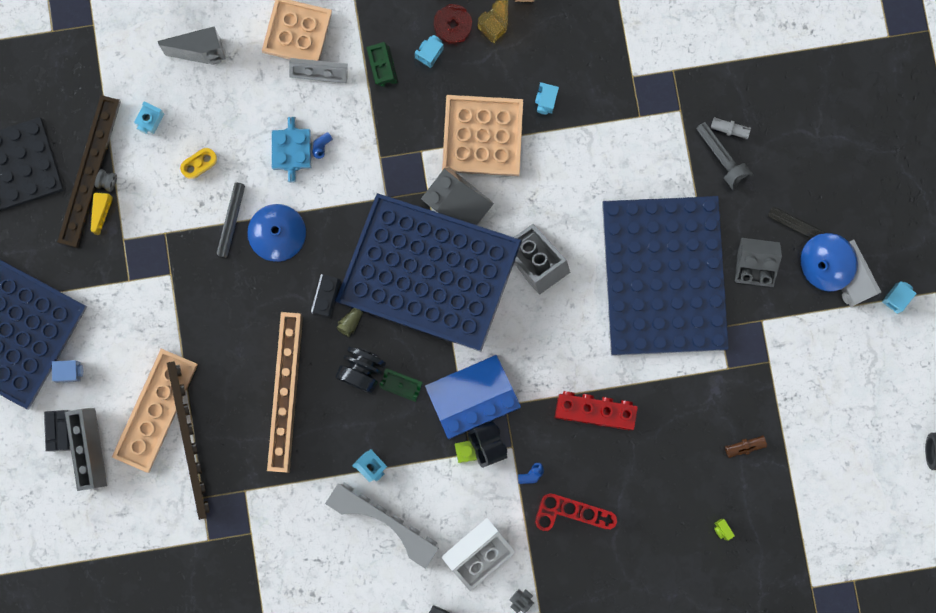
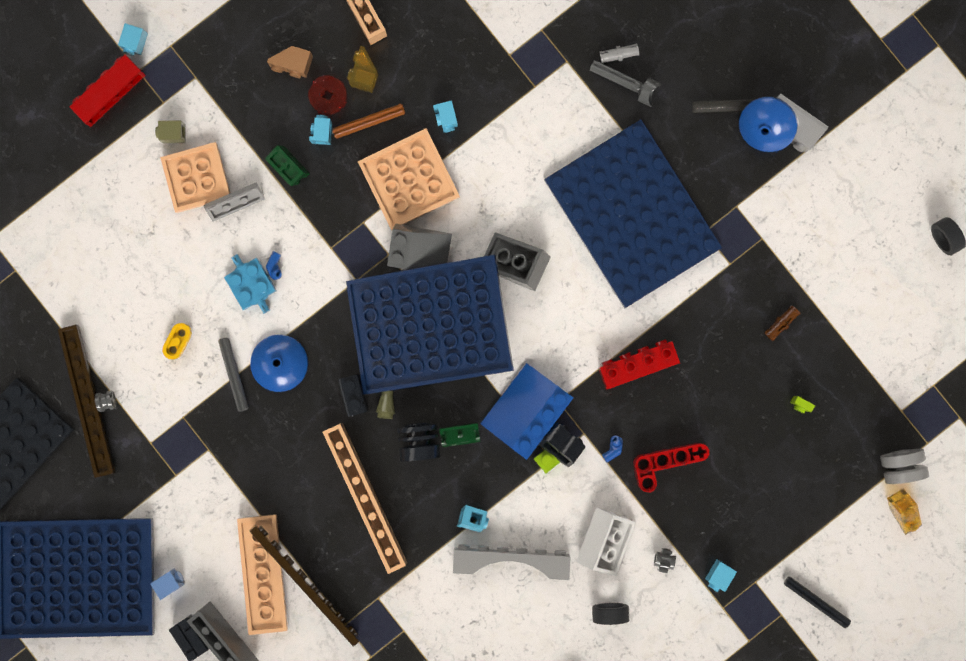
camera: 20 degrees left, 5 degrees up
(100, 208) = (115, 429): yellow slope -> none
(155, 118) = (116, 321): medium azure brick -> none
(196, 46) = (117, 239): dark grey slope -> none
(475, 65) = (368, 121): none -> dark orange axle
(758, 262) = (706, 158): dark grey slope -> none
(899, 297) = (843, 120): medium azure brick -> none

